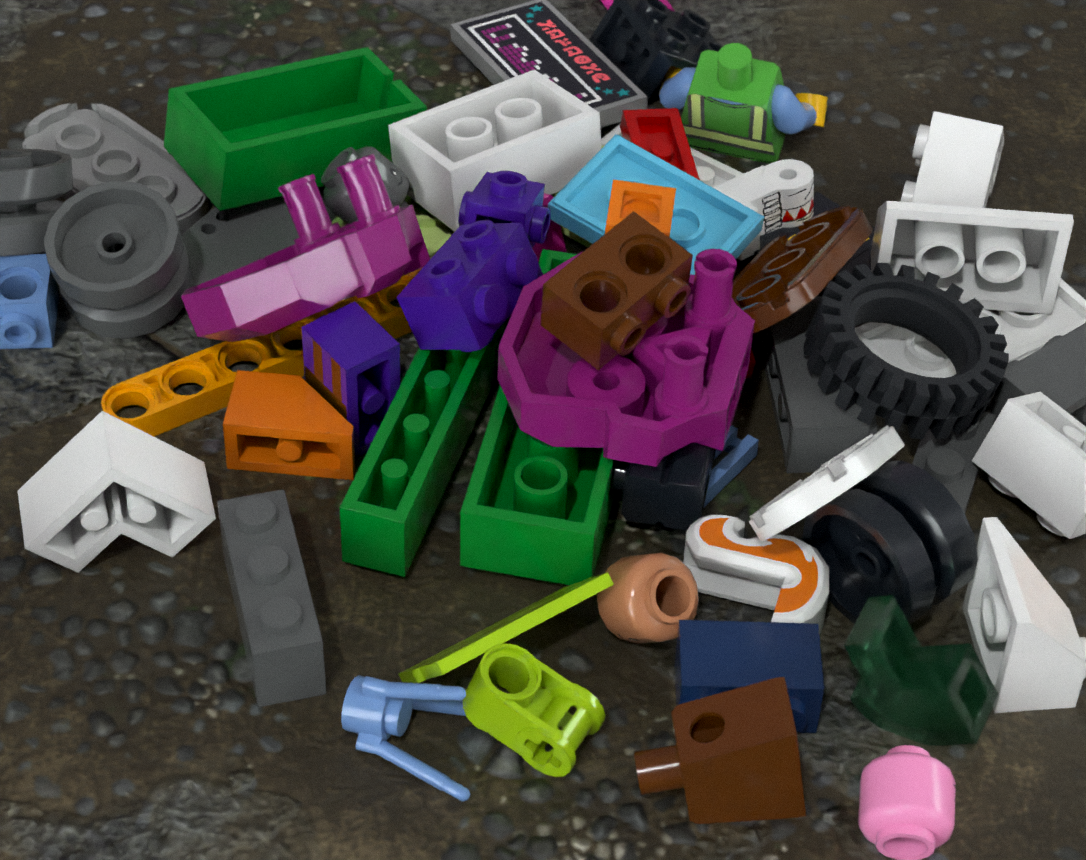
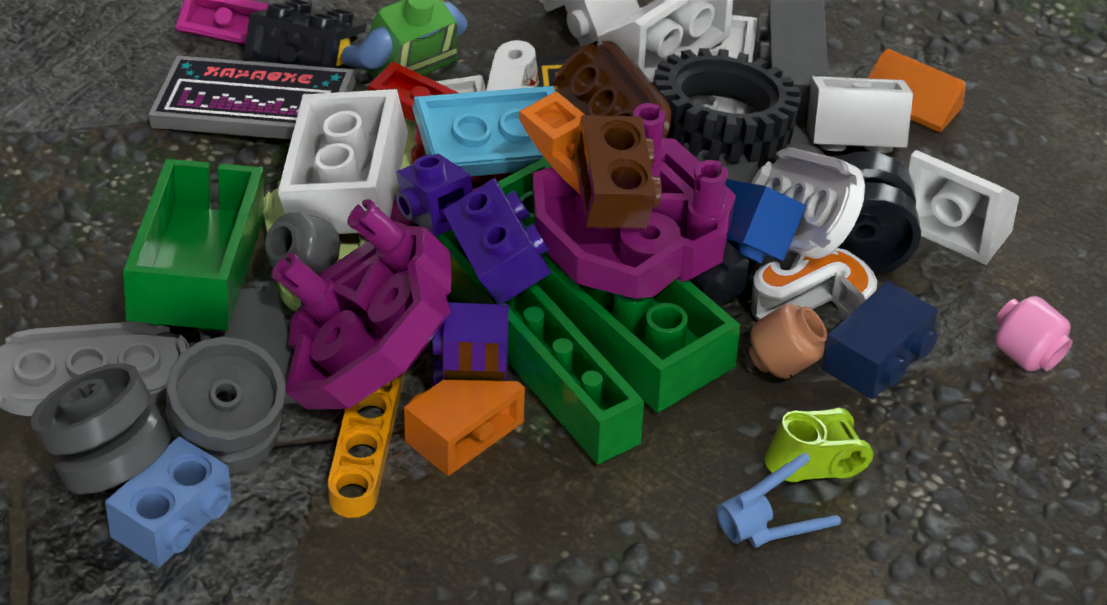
camera: 50 degrees left, 0 degrees up
(111, 485) = (447, 534): white brick -> none
(272, 598) = (610, 508): dark grey brick -> none
(505, 629) = (750, 418): lime piece -> none
(731, 756) = (941, 393): reddish brown torso -> none
(764, 464) = (762, 221): none -> blue brick
(915, 690) = (959, 276): clear green brick -> none

